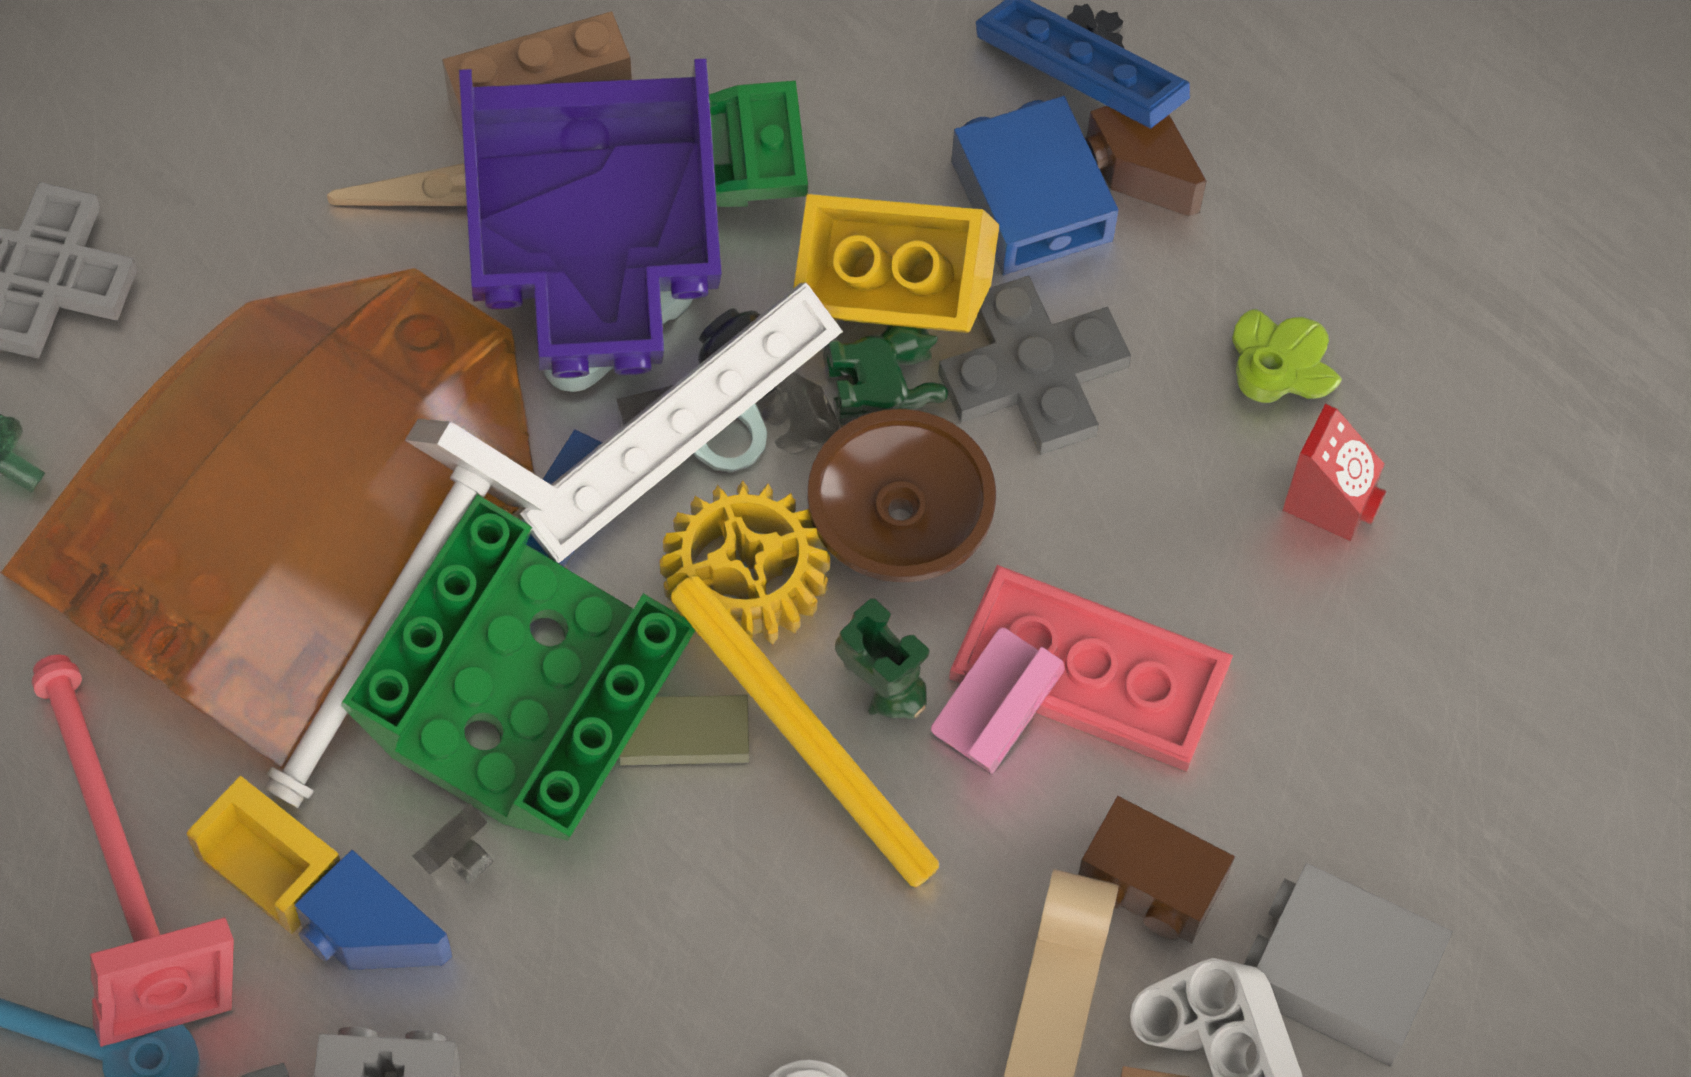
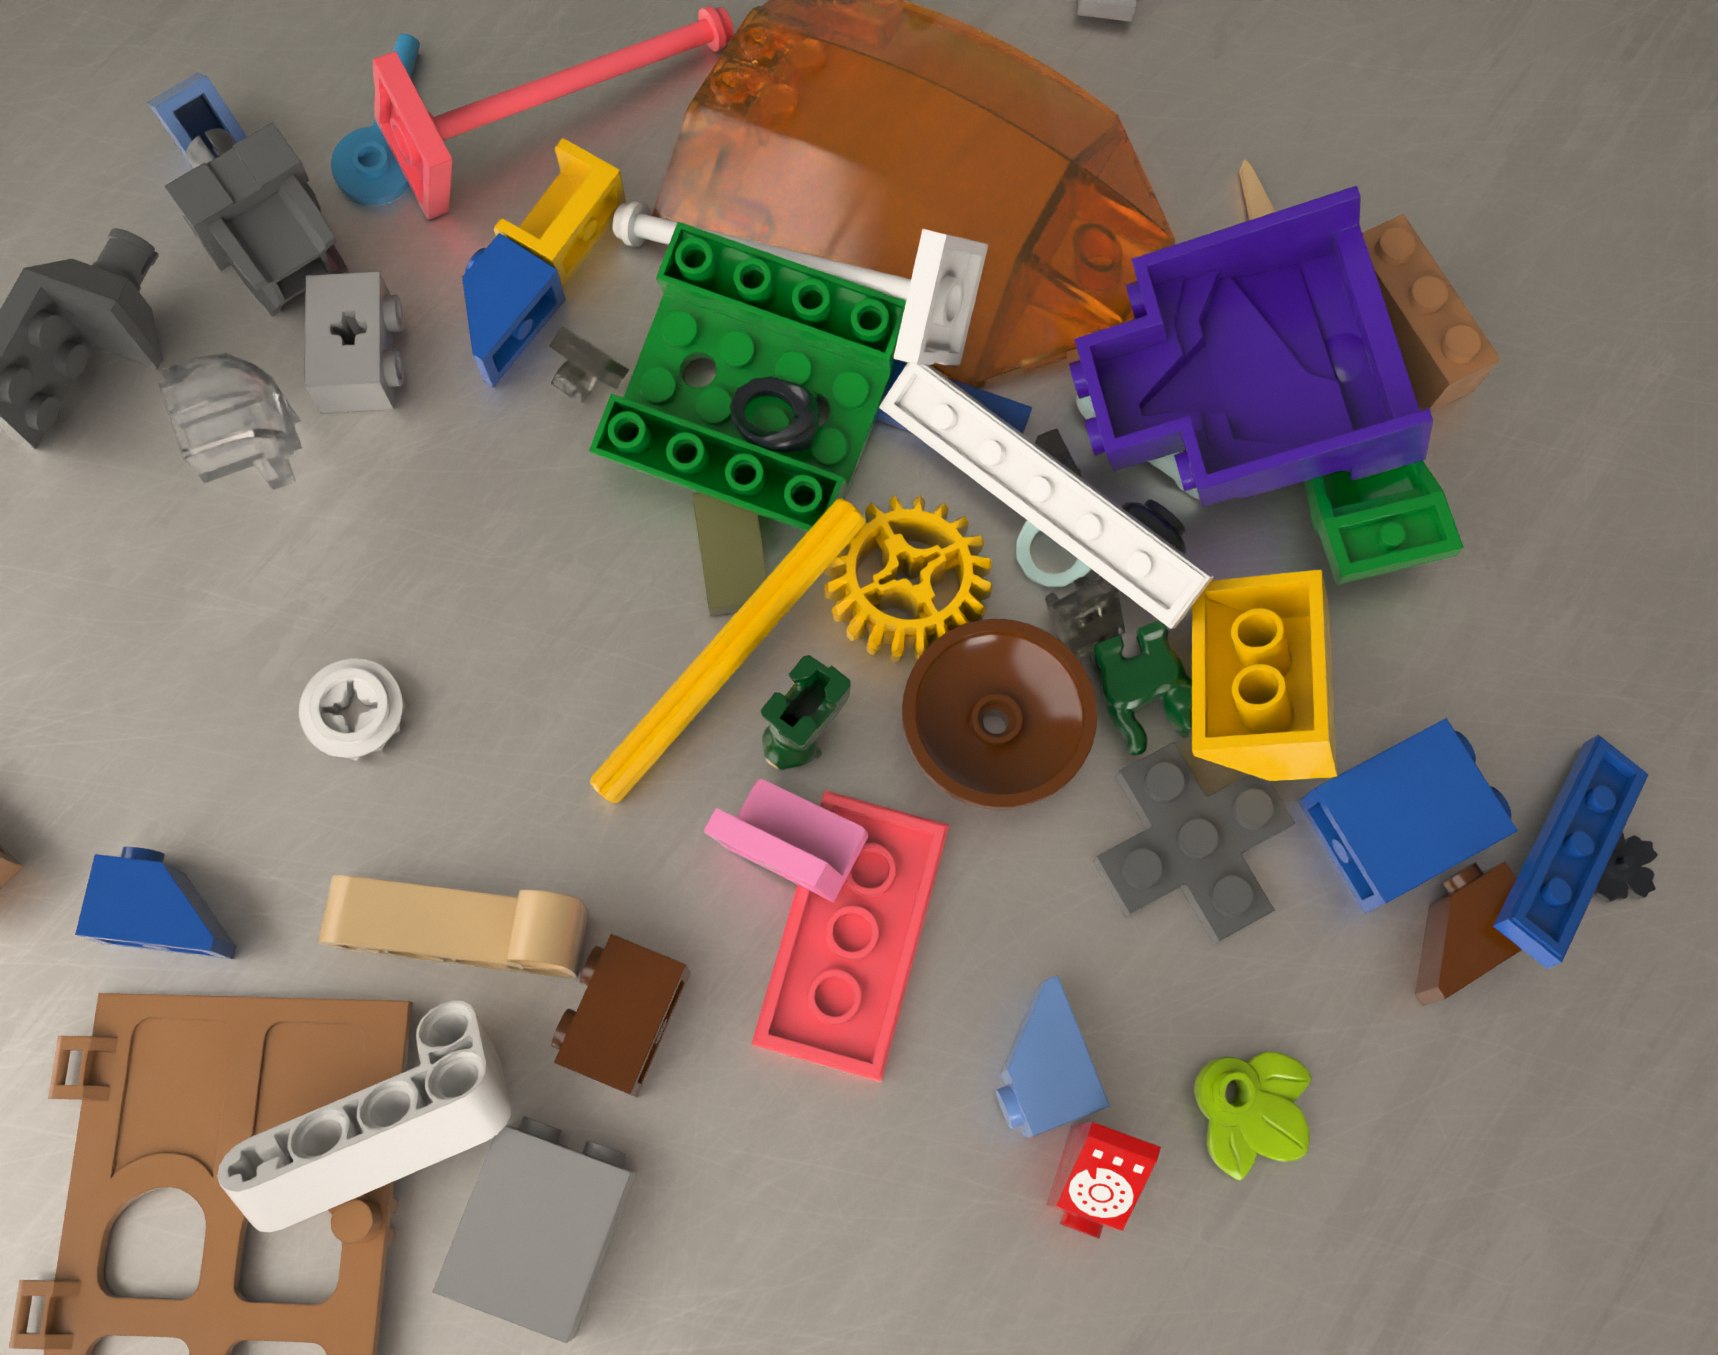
camera: 80 degrees right, 10 degrees up
(552, 626) = (794, 438): none -> black piece
(1231, 510) = (1049, 1067): none -> medium blue slope

